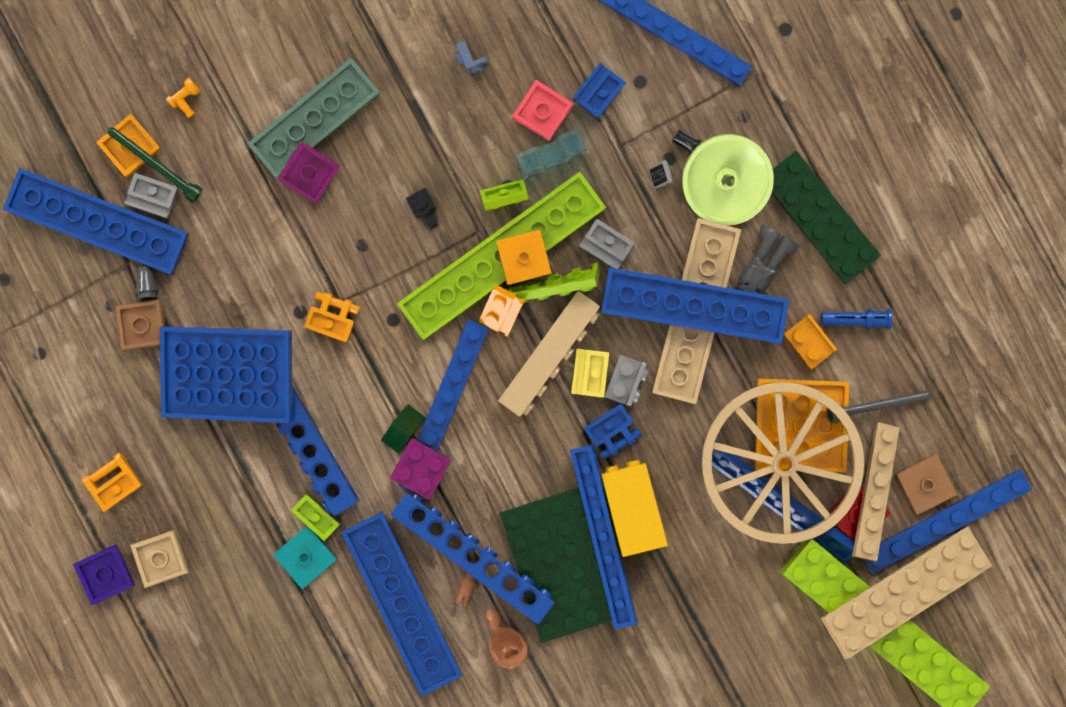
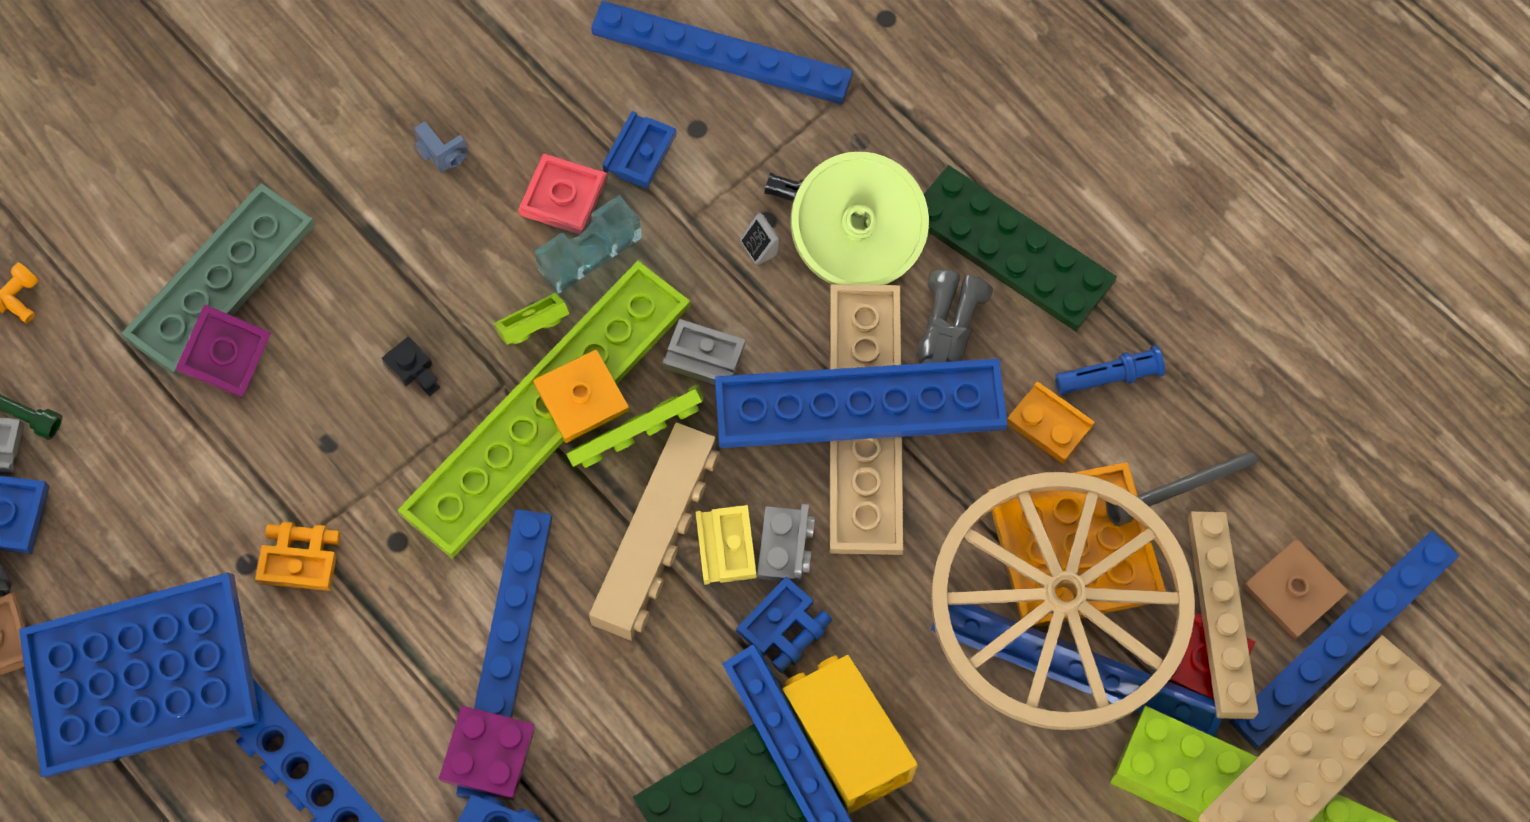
camera: 15 degrees left, 20 degrees down
(403, 428) = (443, 702): dark green slope -> none
(501, 310) = (564, 480): light orange plate -> none

